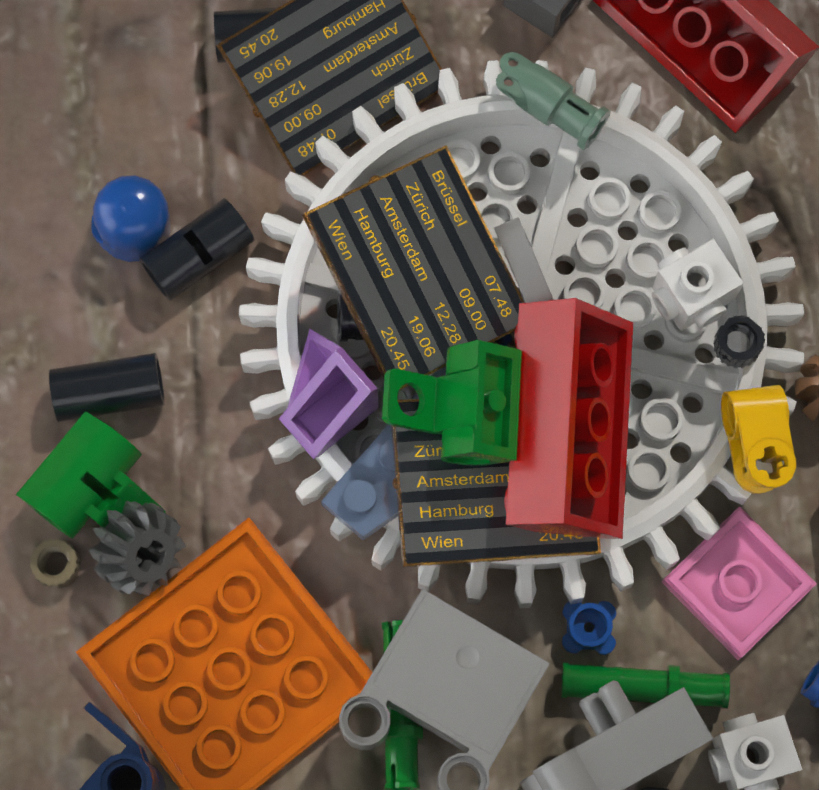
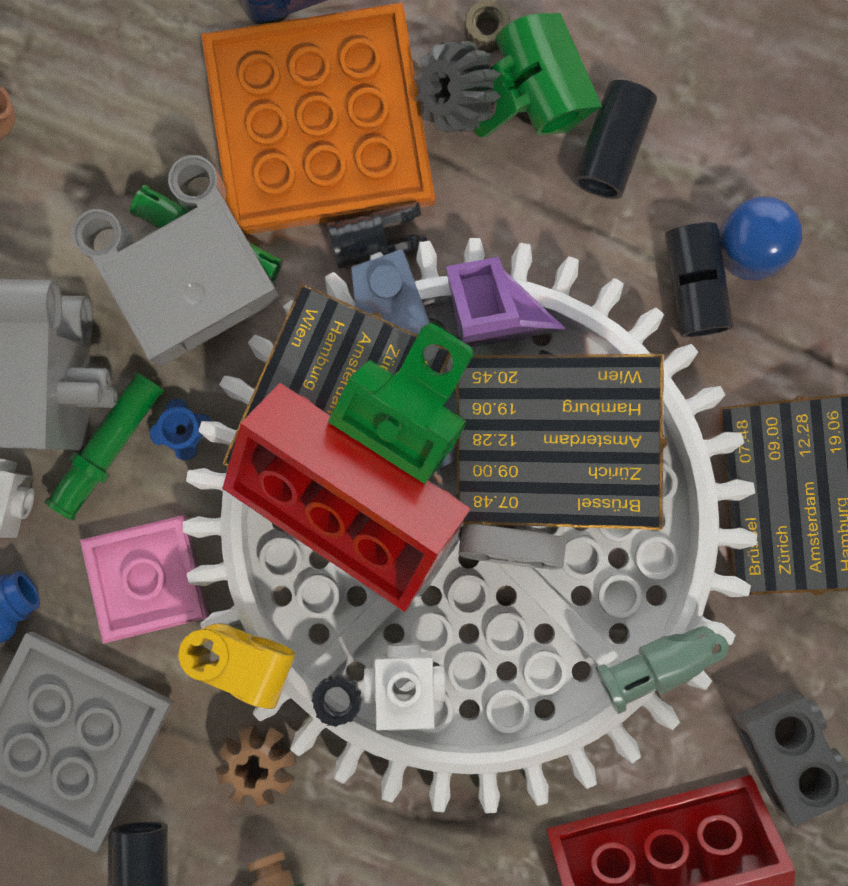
camera: 120 degrees right, 10 degrees up
(319, 556) = (365, 236): none -> black hinge

